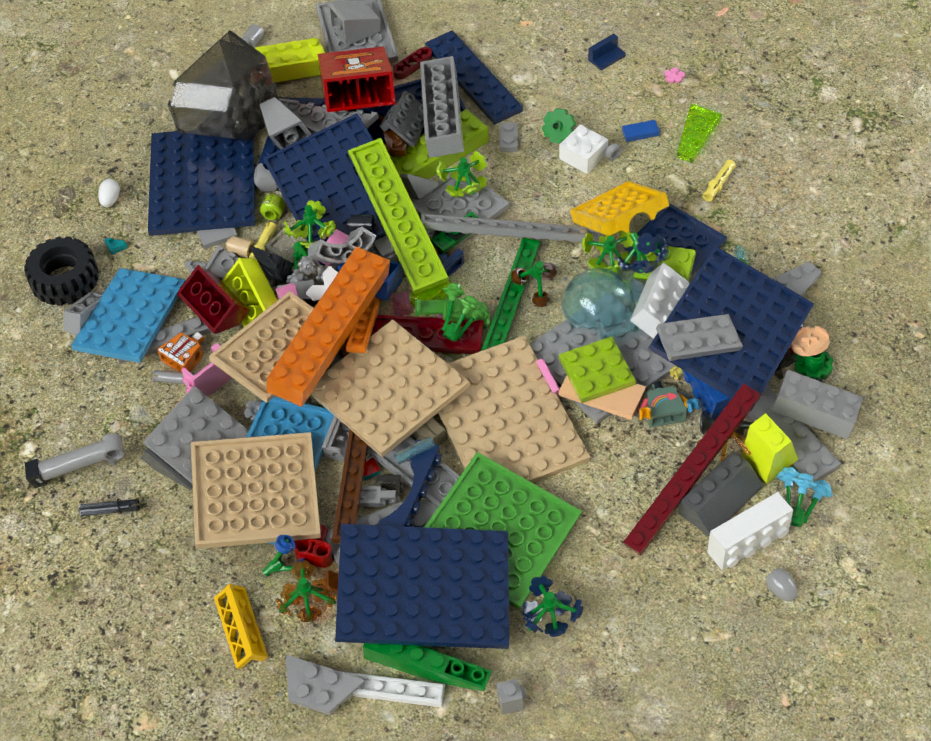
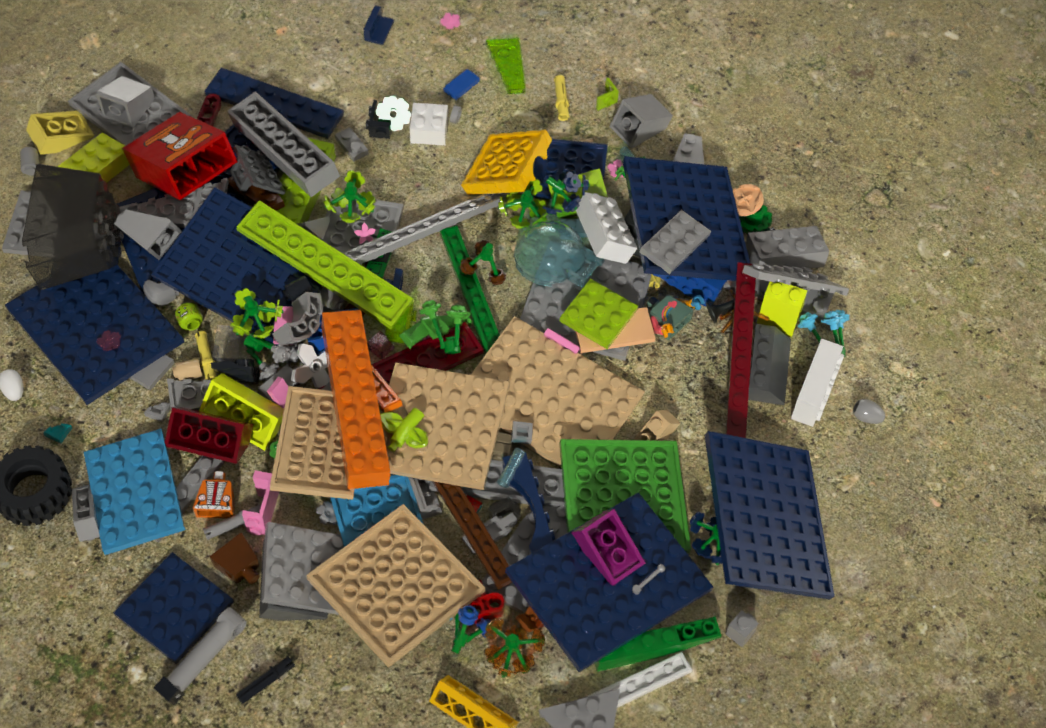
camera: 40 degrees left, 5 degrees up
(89, 413) = (173, 607): none -> dark blue plate
(159, 403) = (236, 560): none -> reddish brown torso
(198, 195) = (109, 340): none -> clear pink plant
(290, 23) = (58, 131): none -> light yellow slope
(352, 372) = (404, 429): none -> lime plant
(436, 604) = (637, 588): none -> light grey hinge
(437, 556) = (609, 546): none -> magenta slope
(452, 430) = (521, 432): none -> light grey tile
(456, 209) = (365, 233): none -> bright pink plant
(539, 134) = (377, 128): none -> black bracket
(577, 491) = (659, 427): none -> tan slope
(603, 615) = (768, 516): none -> dark blue plate
(760, 200) = (608, 98): none -> lime bracket
(775, 229) = (640, 119): none -> light grey slope
(801, 430) = (788, 275): none -> light grey wing

